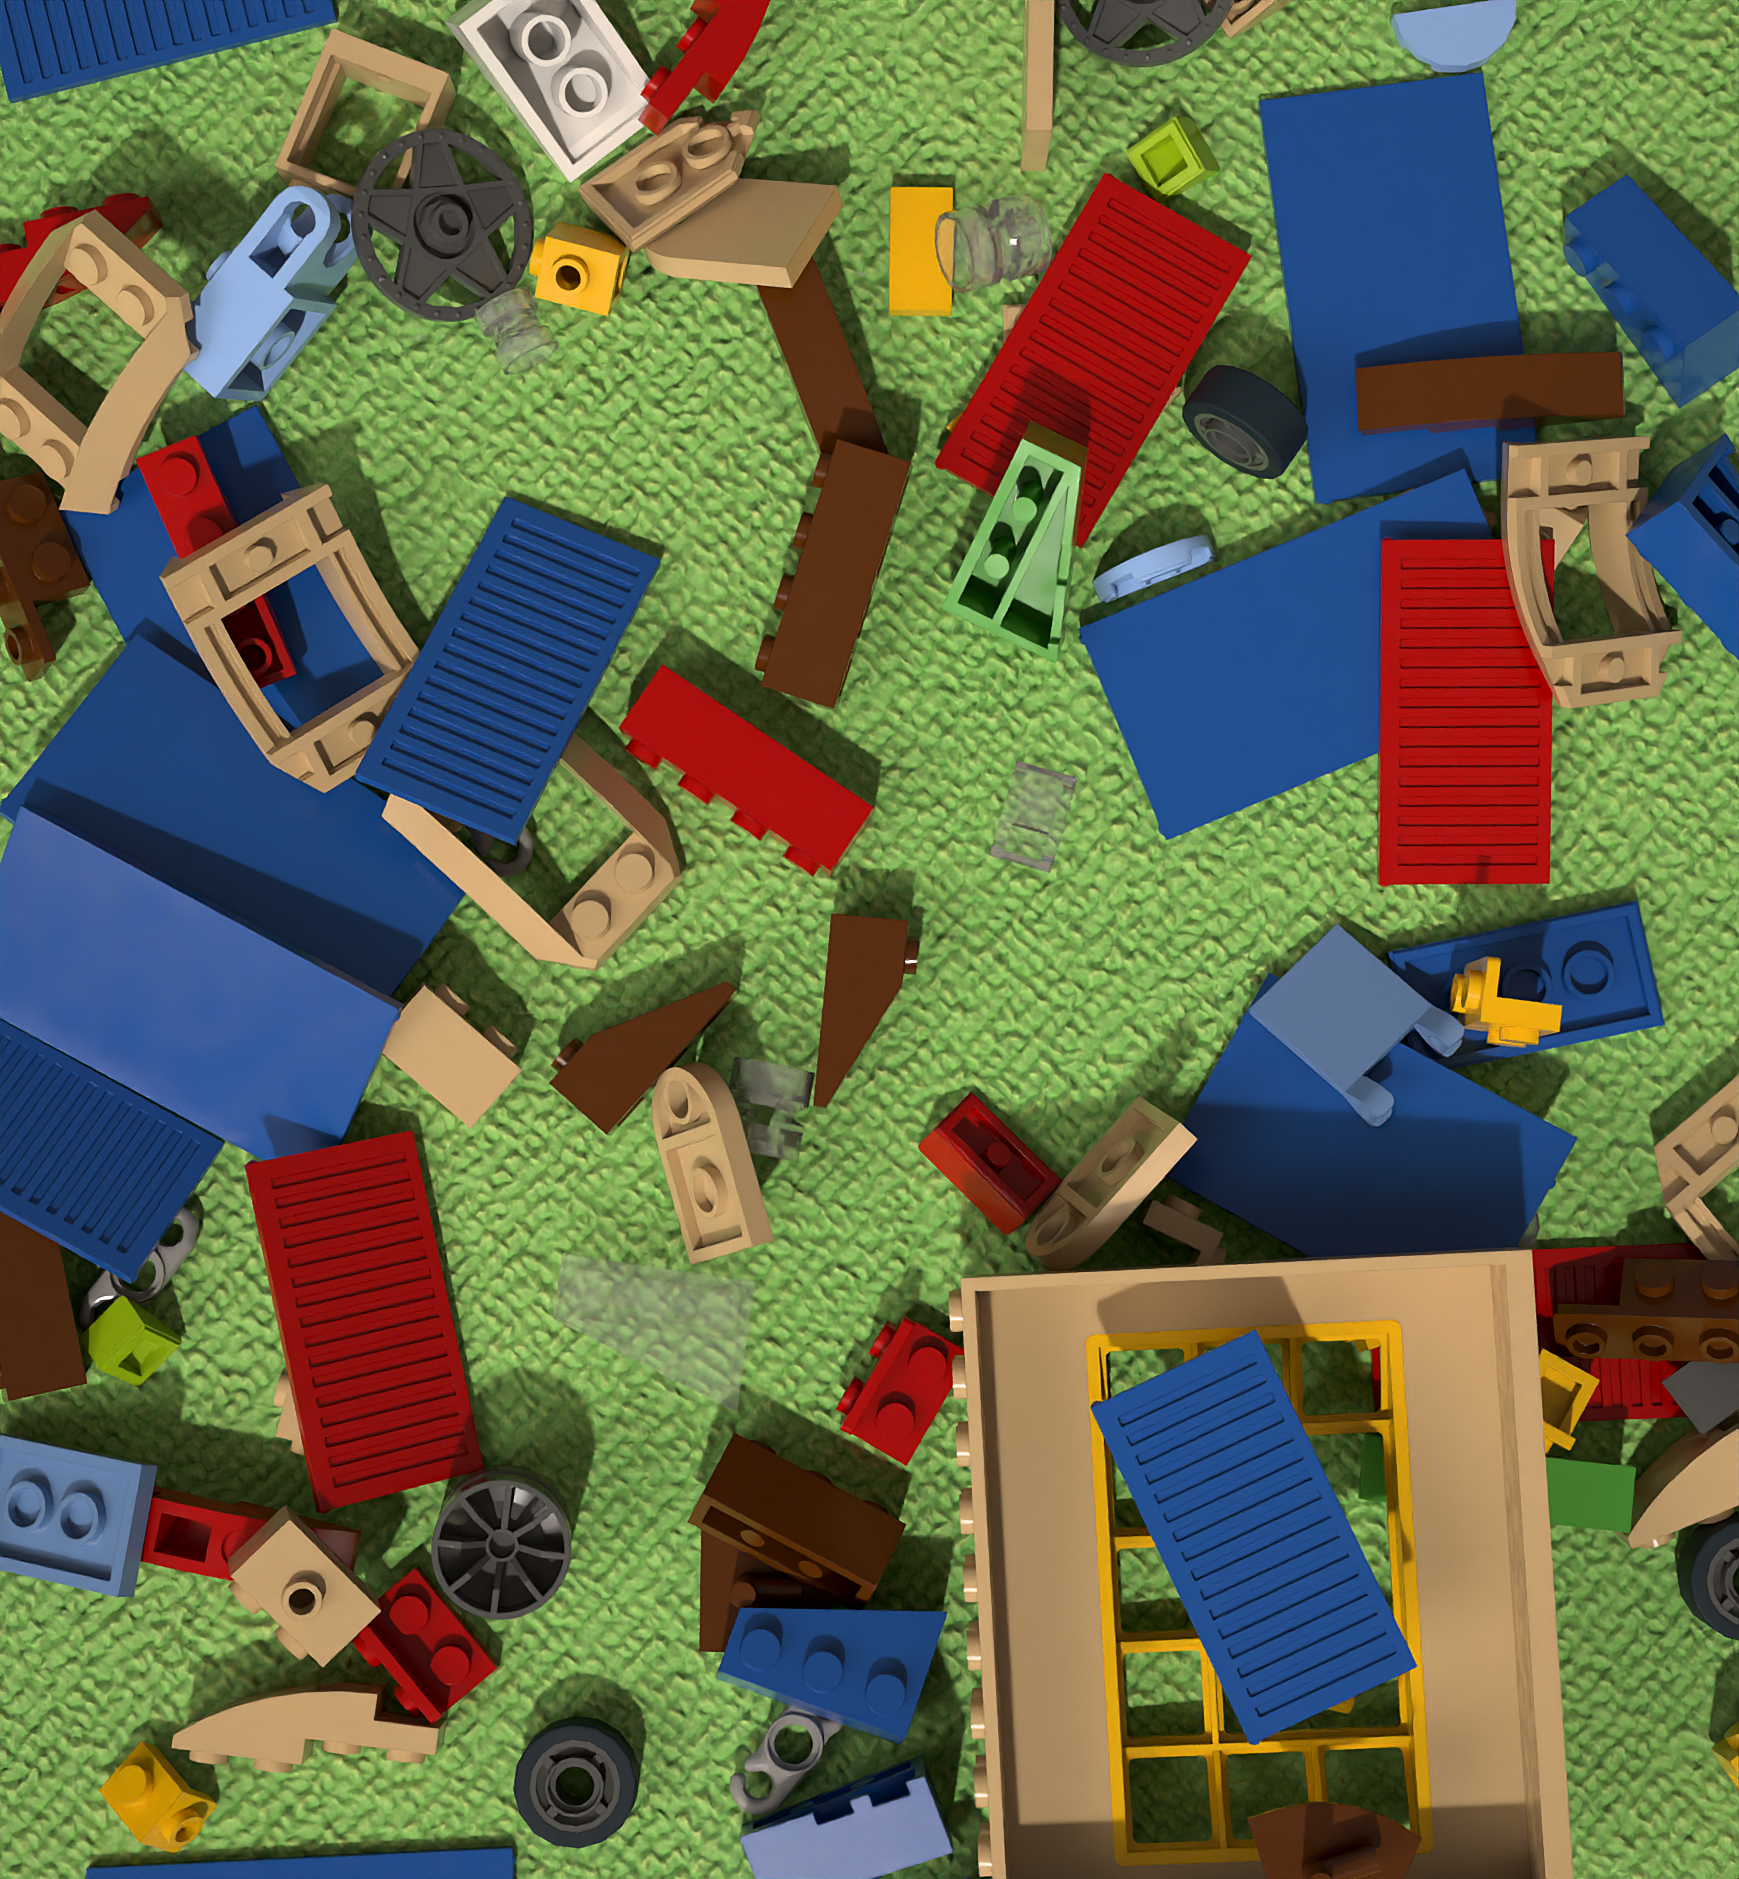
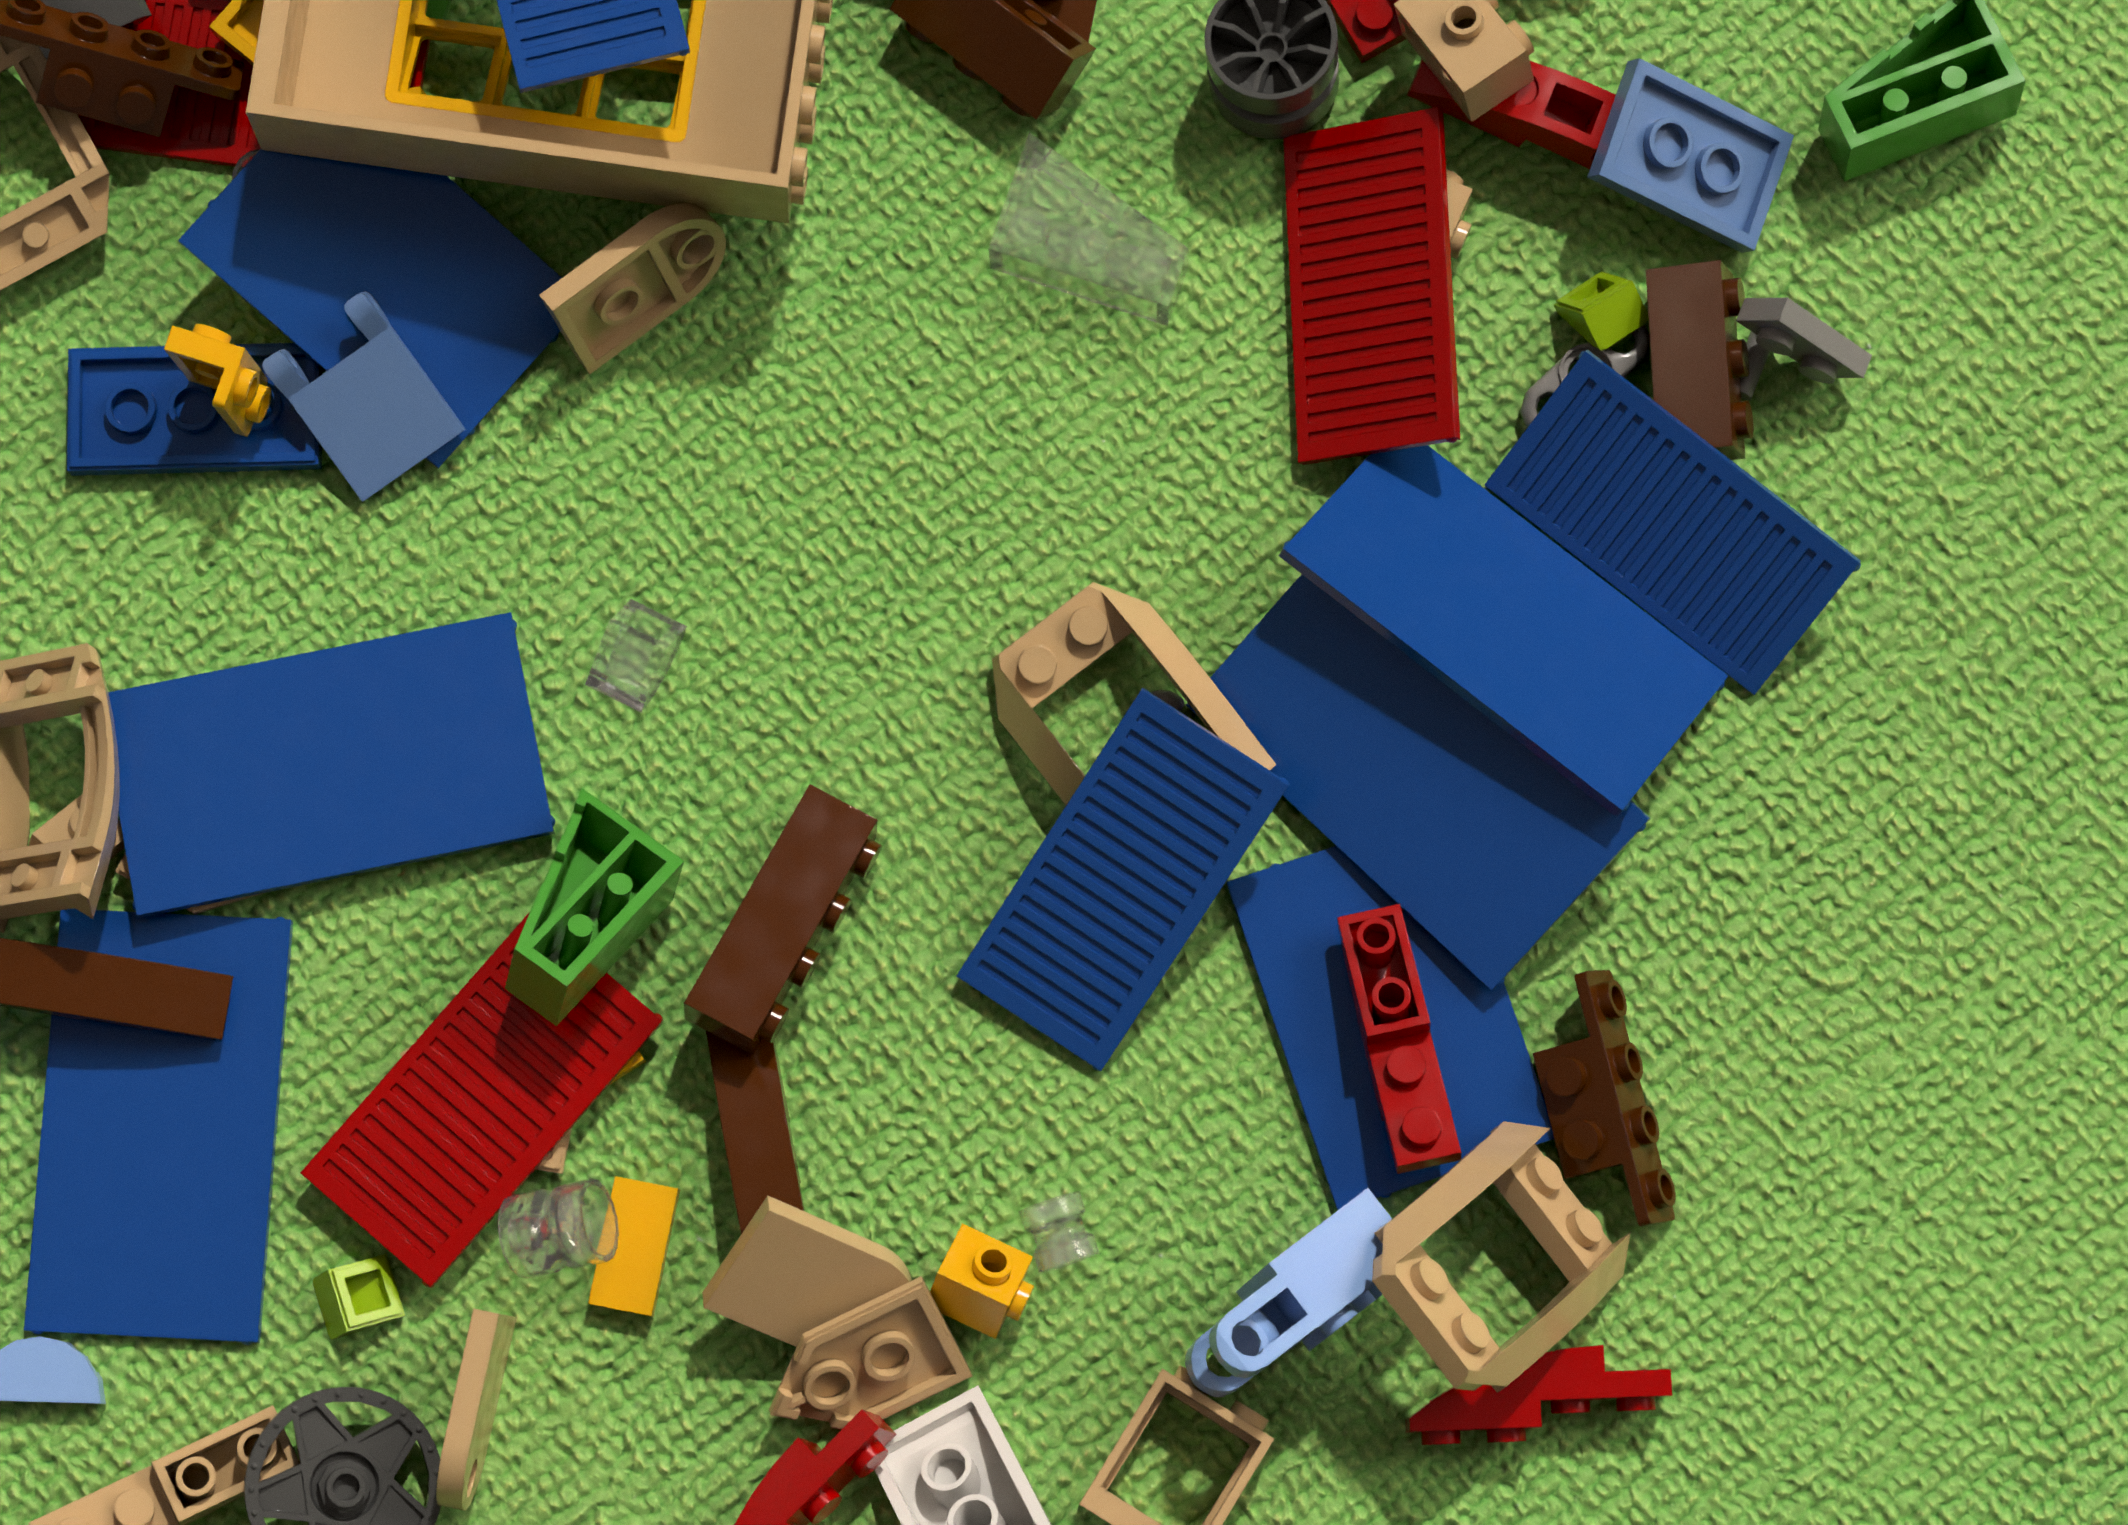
camera: 165 degrees left, 5 degrees down
(252, 562) = (1359, 1016): tan wedge -> none
(440, 224) = (1115, 1349): dark grey wheel -> none
(450, 1054) = (1244, 519): tan brick -> none
(623, 1063) = (1070, 491): reddish brown slope -> none
(707, 1163) = (1014, 368): tan tile -> none
(745, 771) = (908, 745): red brick -> none
(774, 1087) = (941, 435): clear wheel -> none
(860, 985) = (838, 514): reddish brown slope -> none
(901, 1390) = (871, 140): red bracket -> none
(989, 1164) = (746, 335): red slope -> none
(1154, 567) = (464, 878): light blue tile -> none
(1180, 1222) = (571, 238): tan bracket -> none
(1245, 421) = (343, 998): black wheel -> none
(1460, 720) = (198, 672): red window -> none

